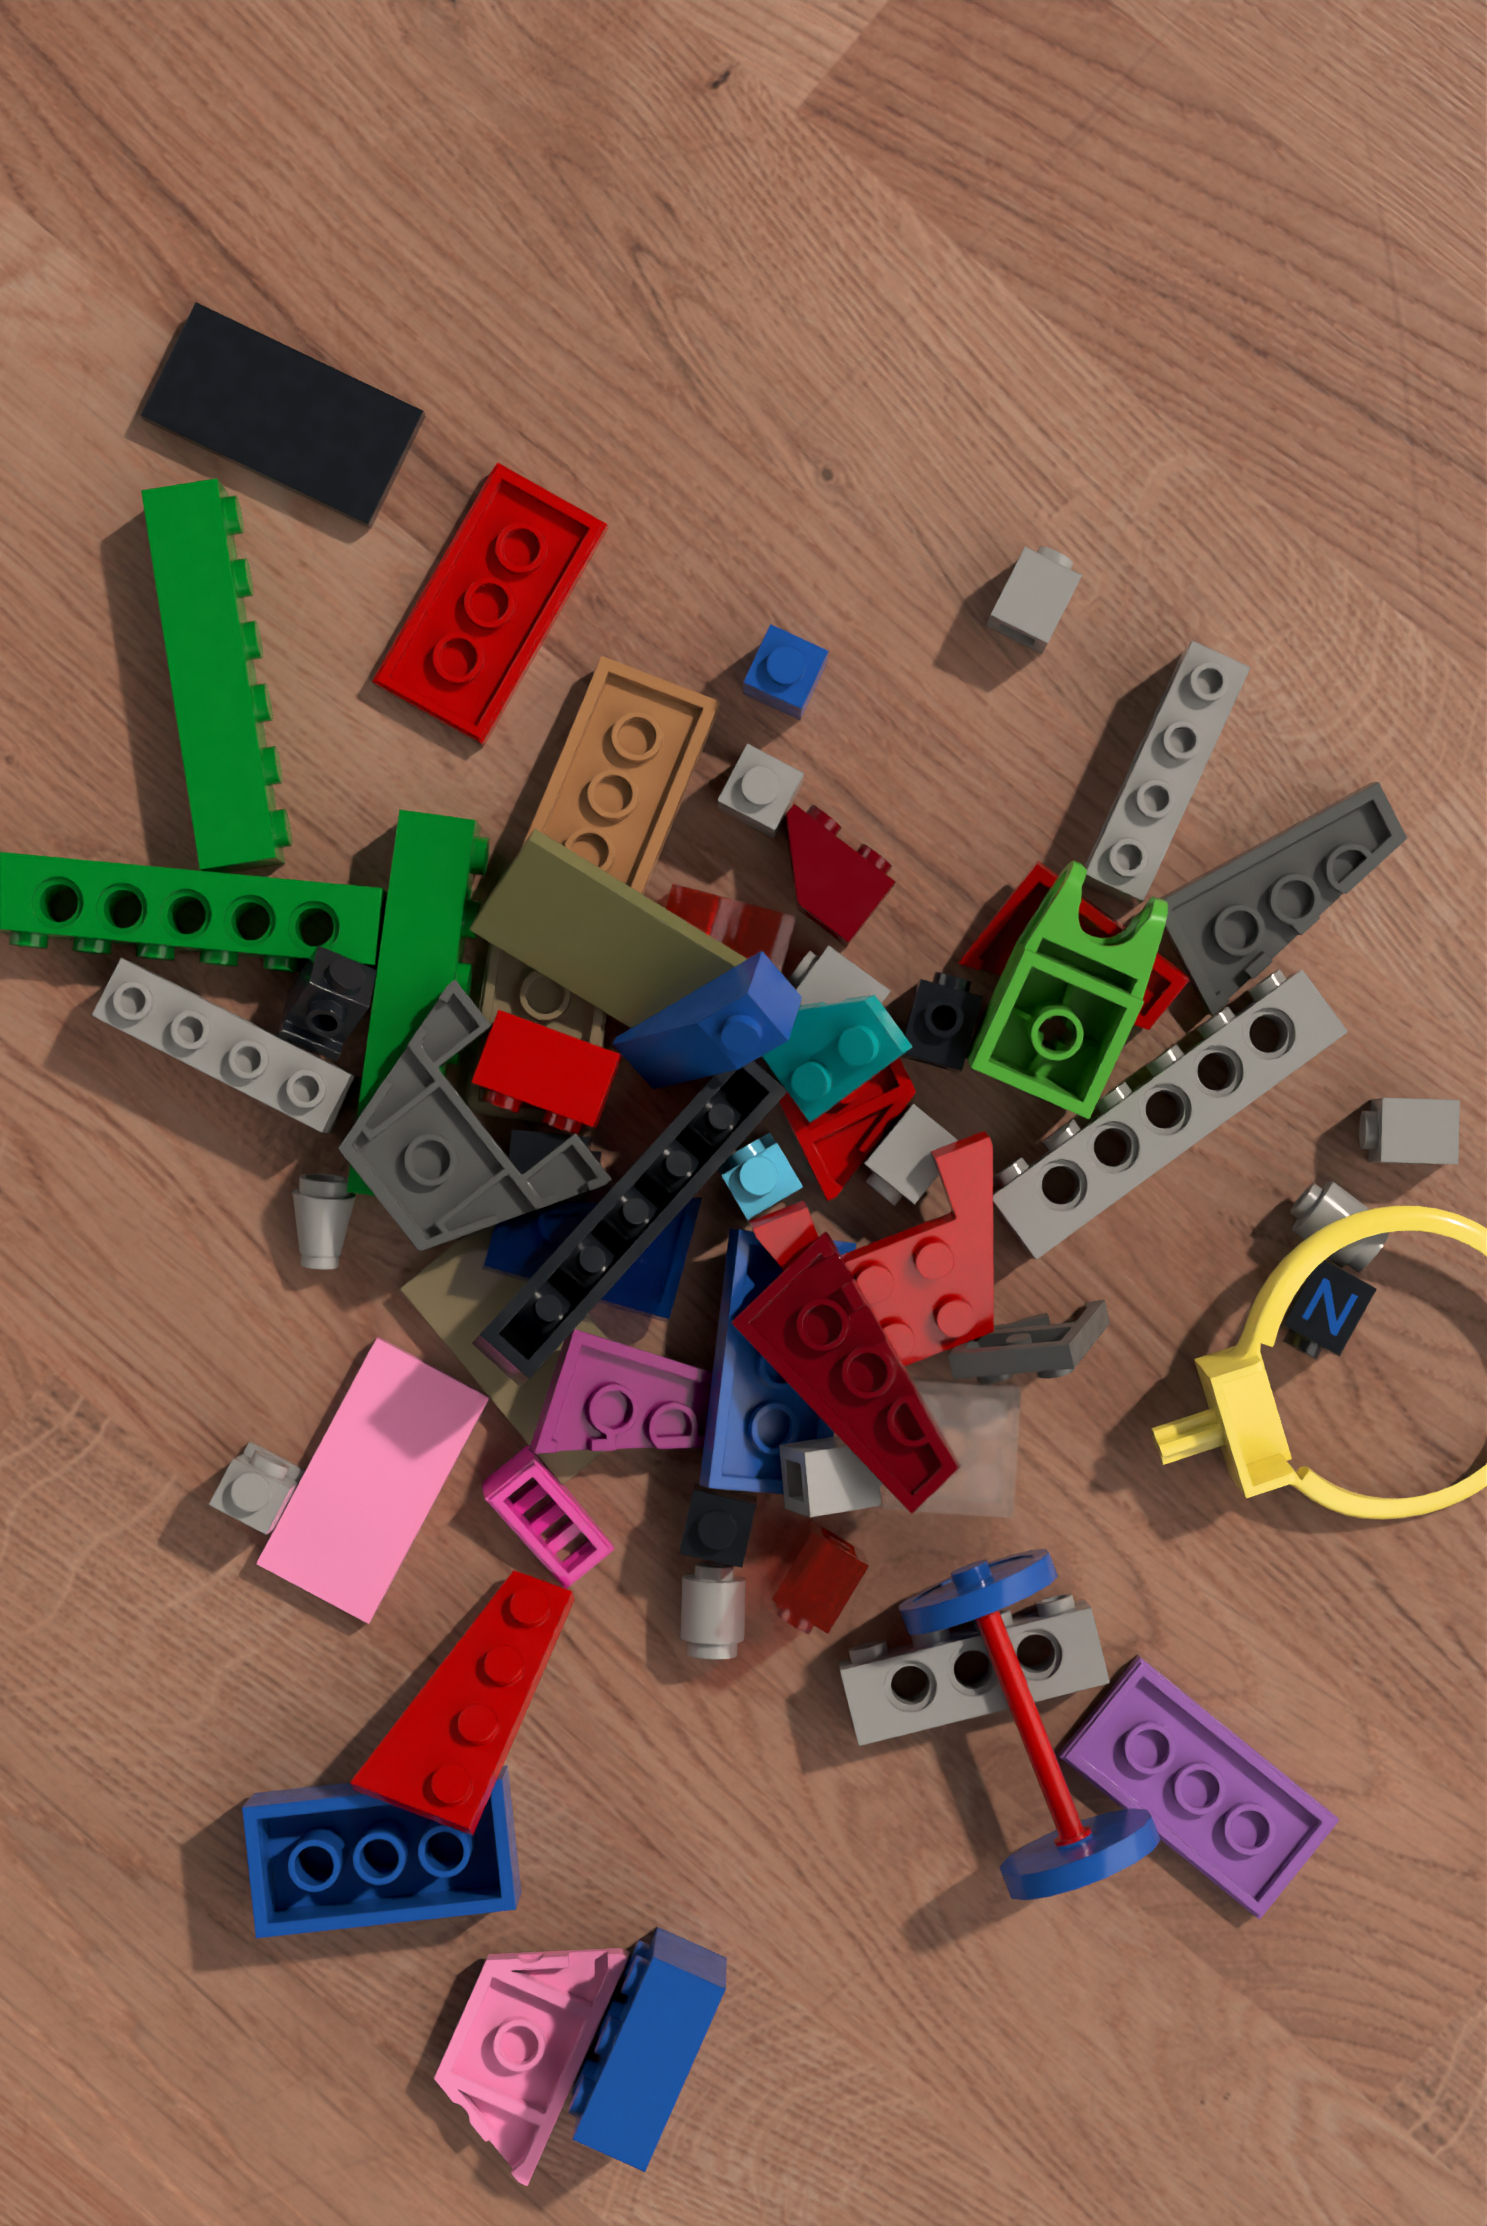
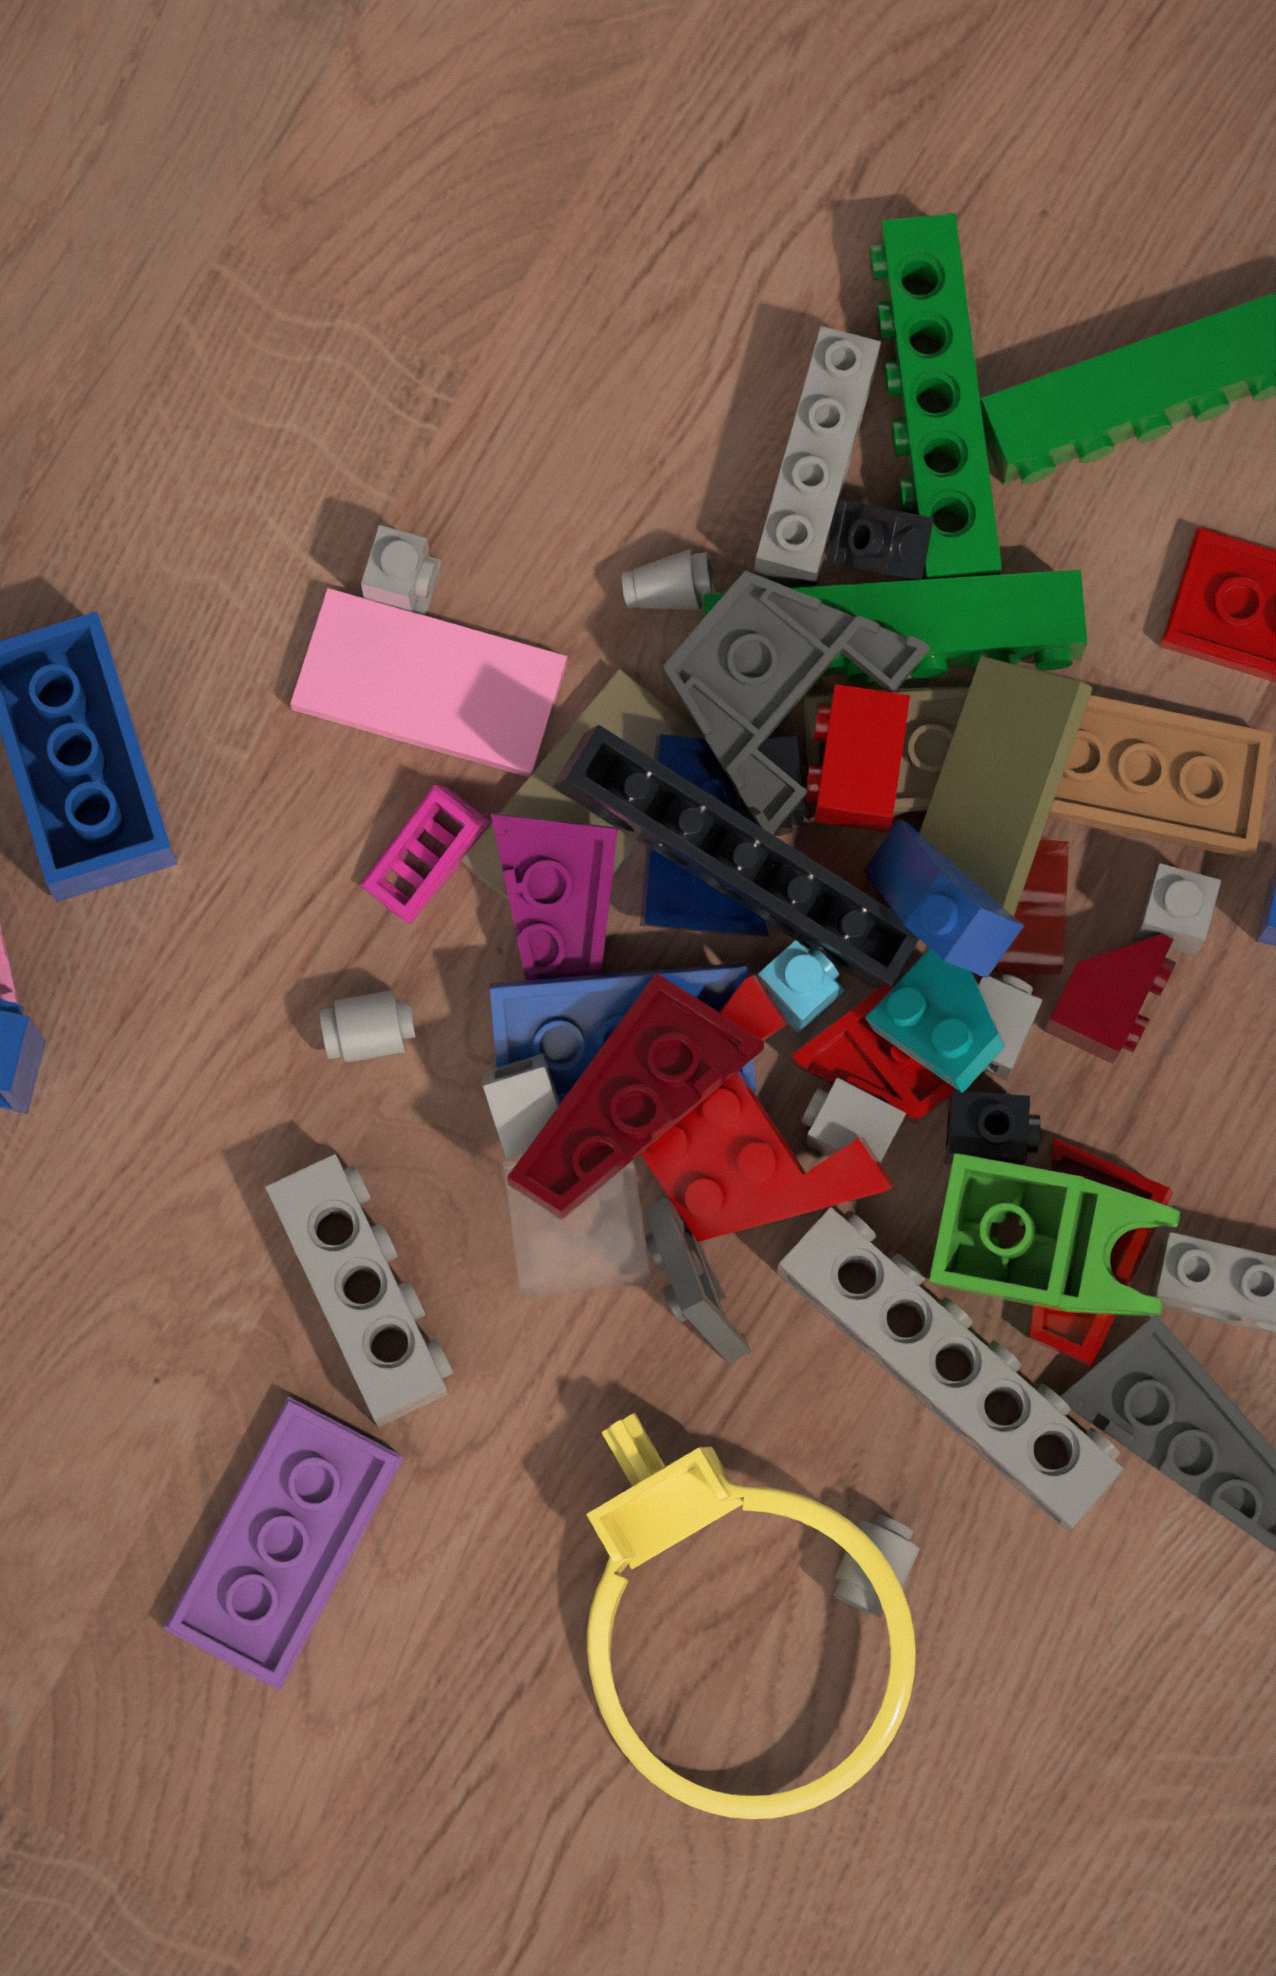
camera: 75 degrees right, 10 degrees down
(464, 1720) = (222, 805): red wing -> none
(718, 1525) = (452, 1012): black brick -> none
(817, 1579) = (421, 1112): clear red brick -> none
(1077, 1849) = (438, 1270): blue piece -> none
(1325, 1311) = (789, 1566): black brick -> none
(1411, 1131) = (986, 1619): light grey brick -> none

